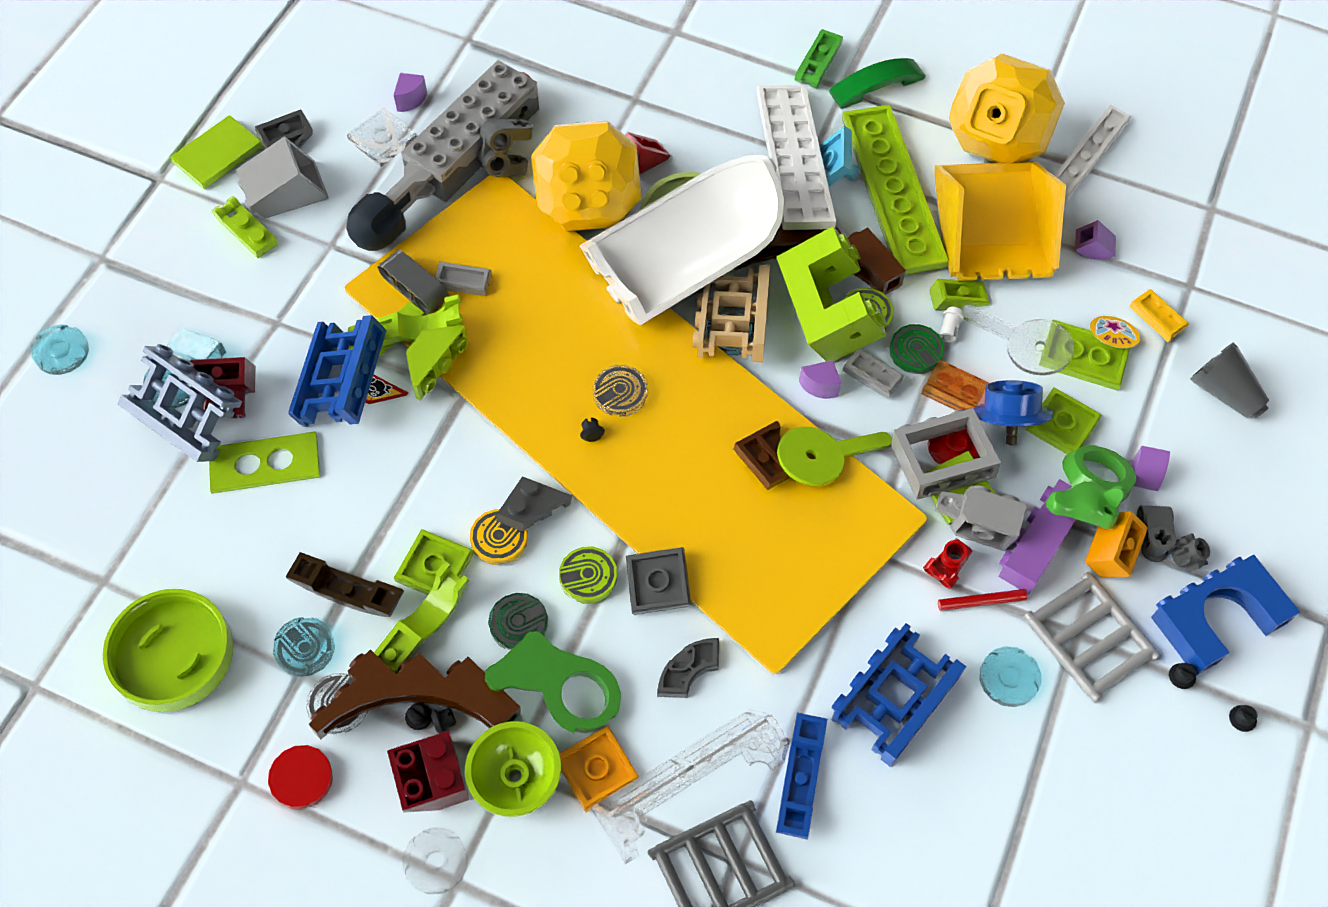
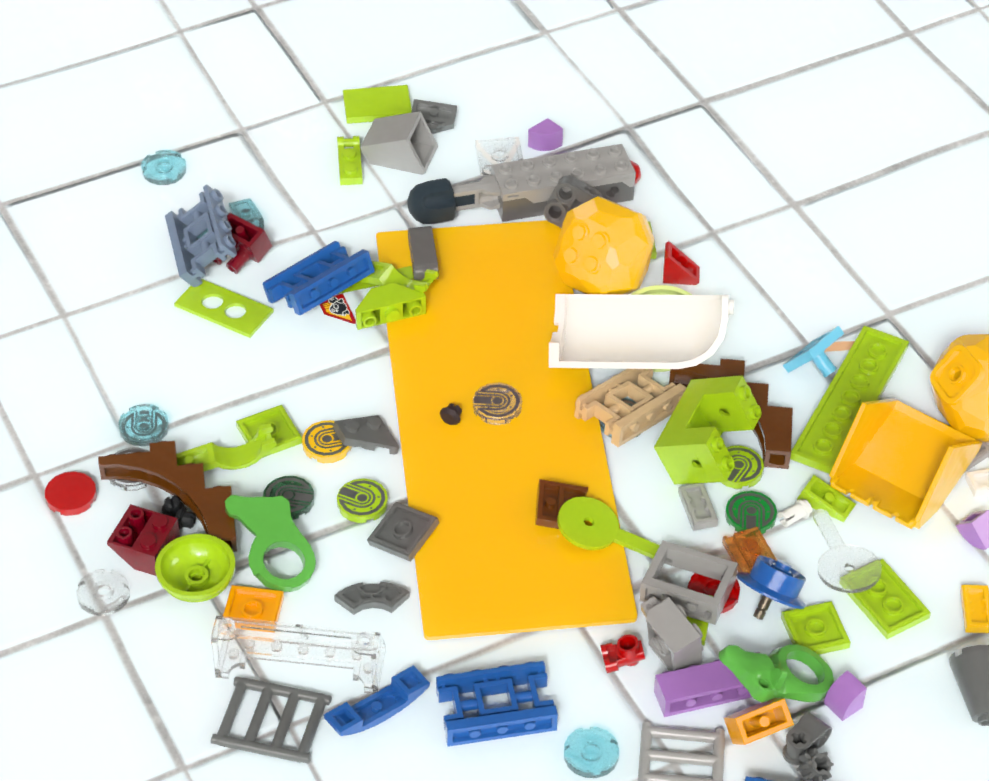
camera: 40 degrees right, 15 degrees down
(168, 650) = (62, 372): lime piece -> none
(344, 588) = (198, 405): dark brown slope -> none
(463, 278) = (460, 272): light grey tile -> none
(797, 154) = (786, 330): white plate -> none
(819, 58) = (887, 281): bright green plate -> none
(821, 380) = (652, 485): medium lavender brick -> none
(874, 77) = (920, 317): green slope -> none
(982, 599) = (623, 694): red bar -> none
(1114, 332) = (925, 597): sticker -> none

